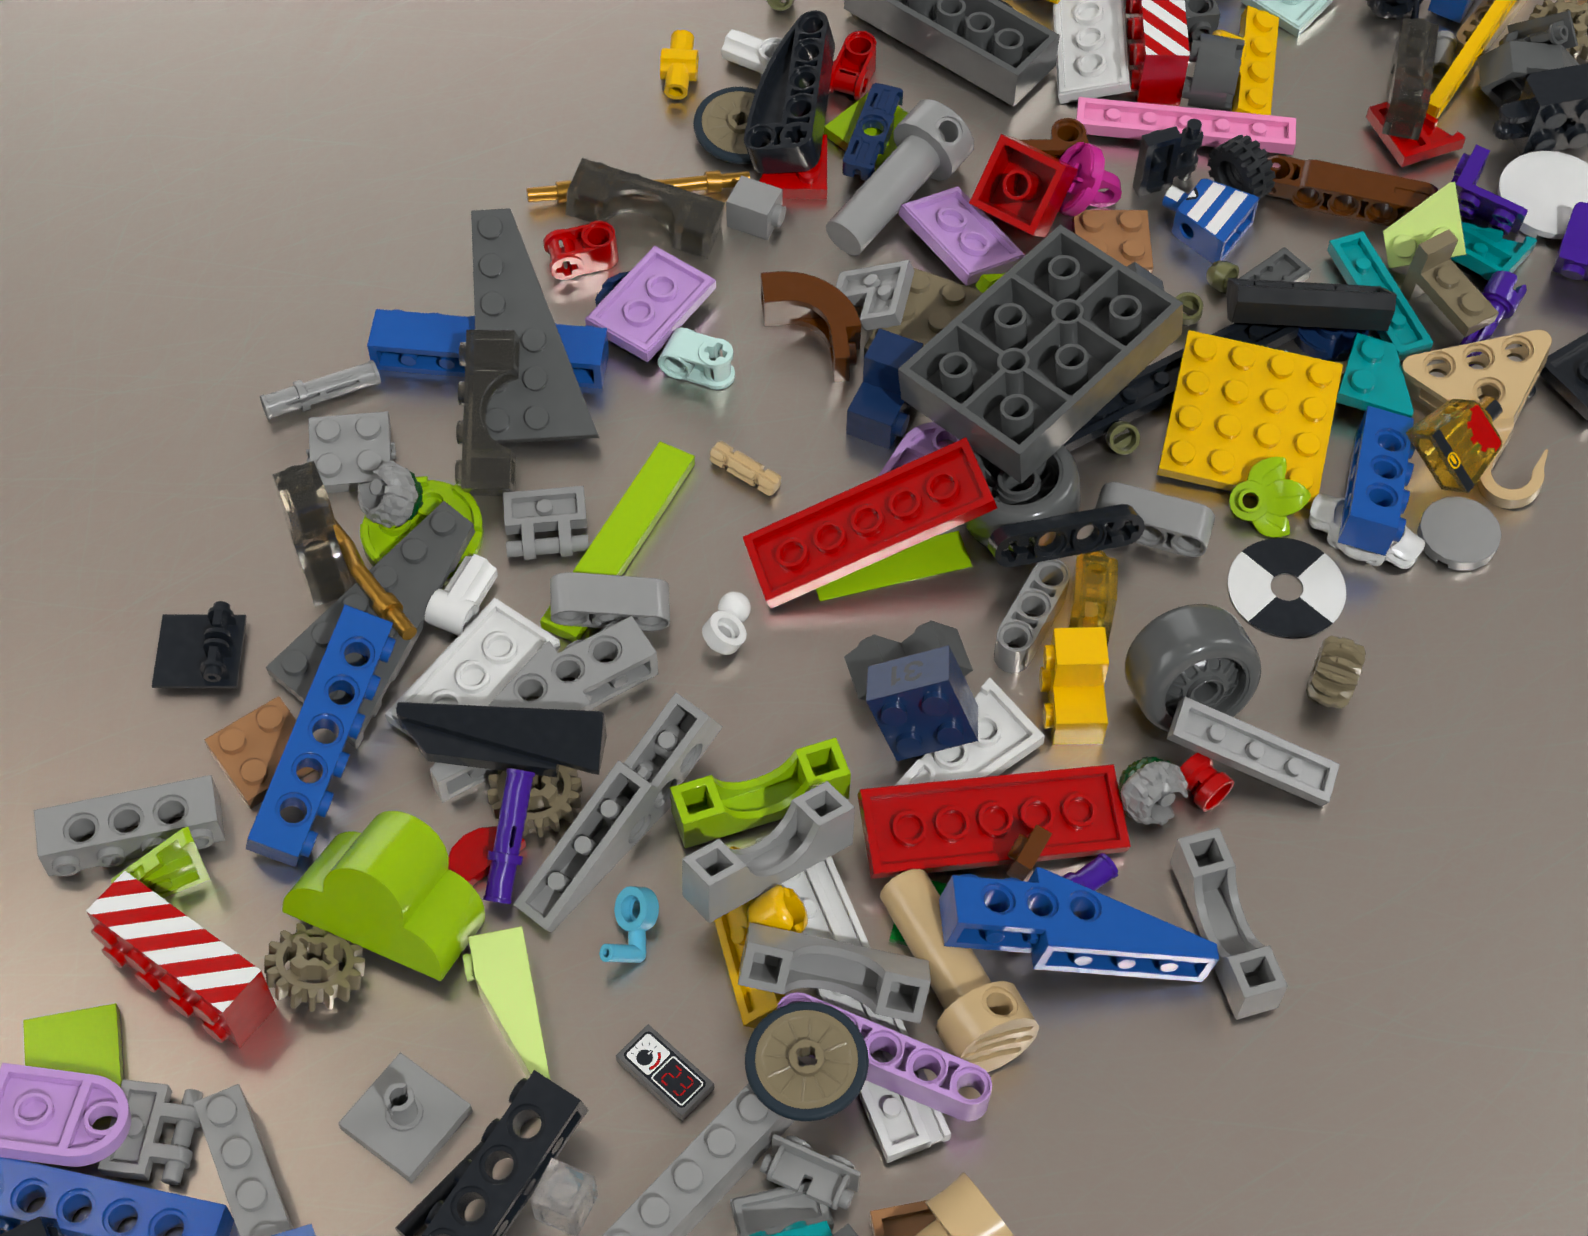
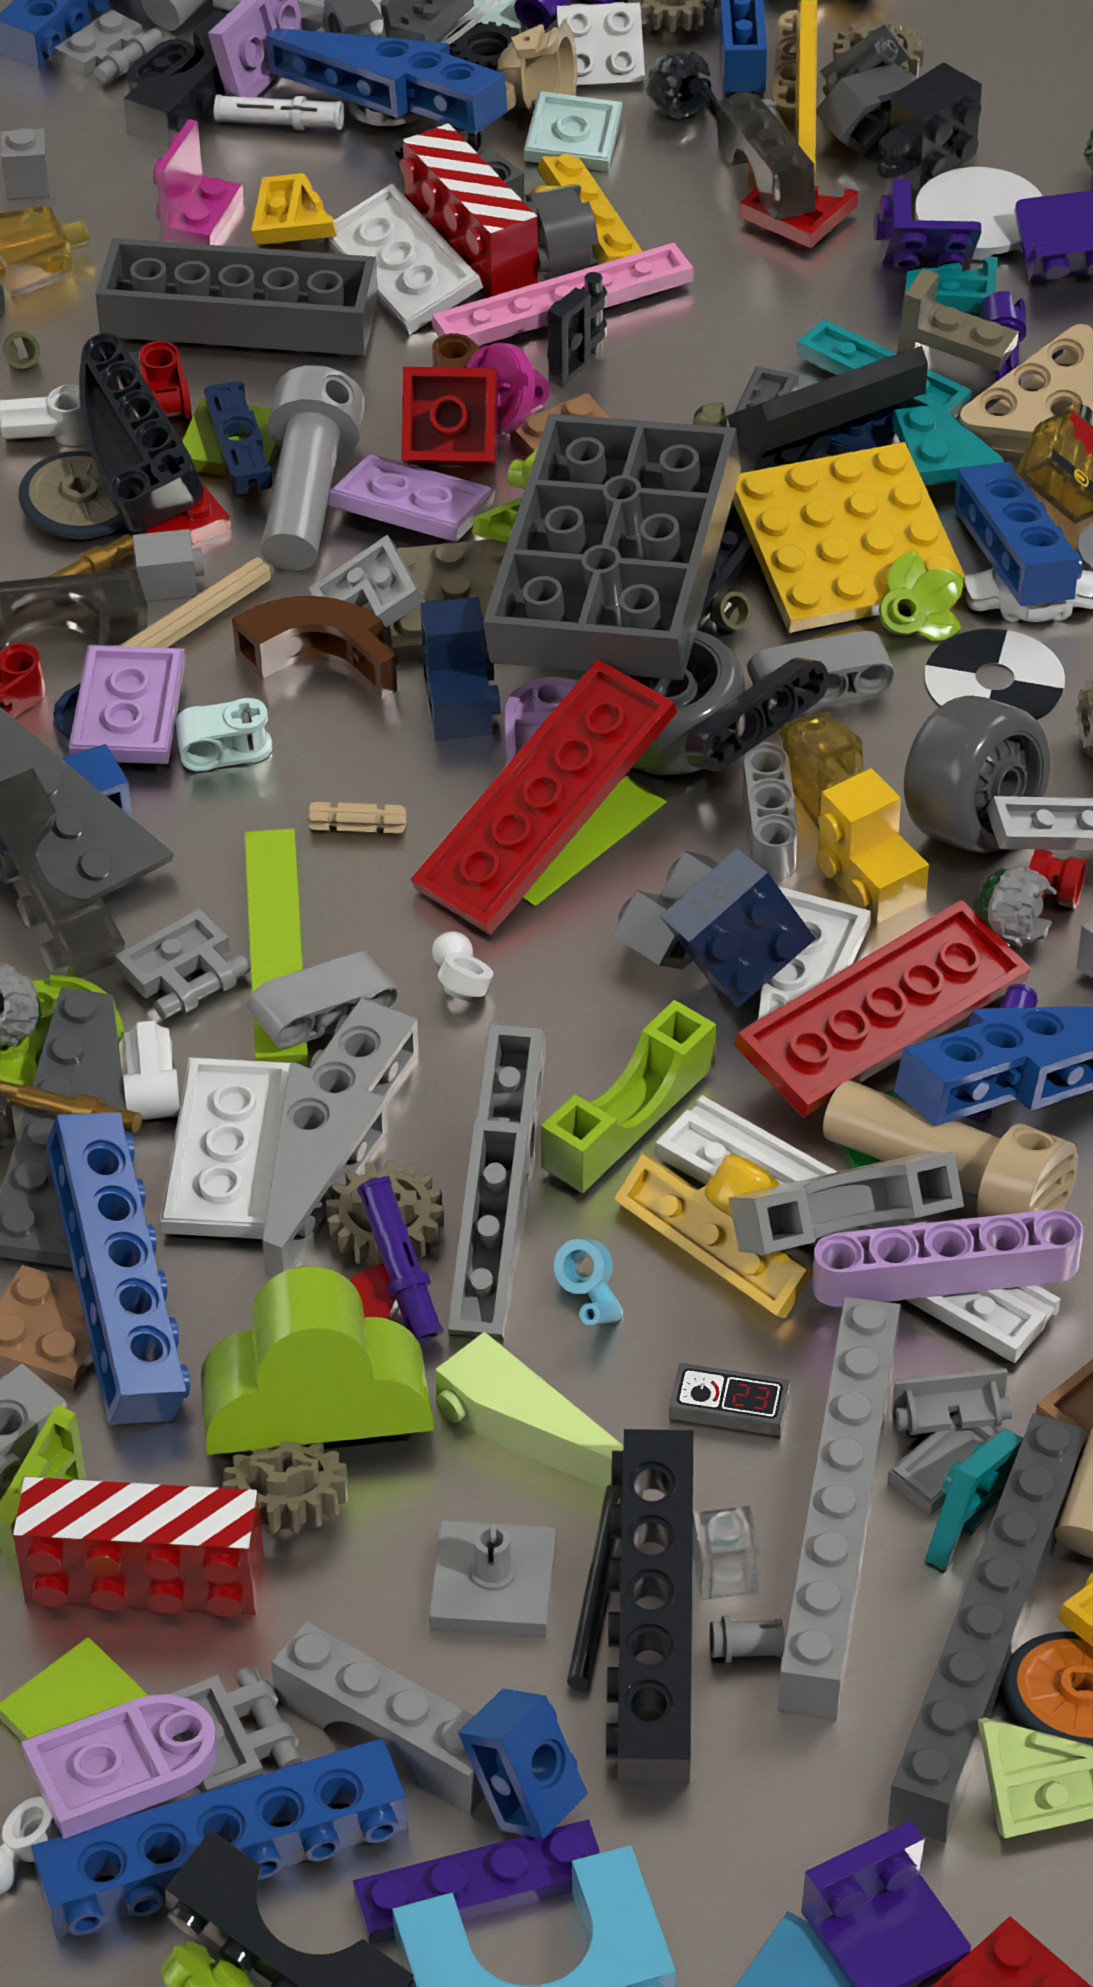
camera: 30 degrees left, 10 degrees down
(506, 736) = (329, 1159): black wedge -> none
(756, 252) = (203, 606): none -> tan axle
(810, 1090) = (850, 1294): dark tan wheel -> none
(811, 831) = (675, 1167): light grey arch -> none
(1027, 851) = (946, 1006): reddish brown plate -> none
(1211, 217) = (657, 371): blue torso -> none
(1242, 166) = (670, 295): black tyre -> none
(1347, 190) = (780, 290): reddish brown piece -> none
(1421, 224) = (880, 294): yellowish green wing -> none

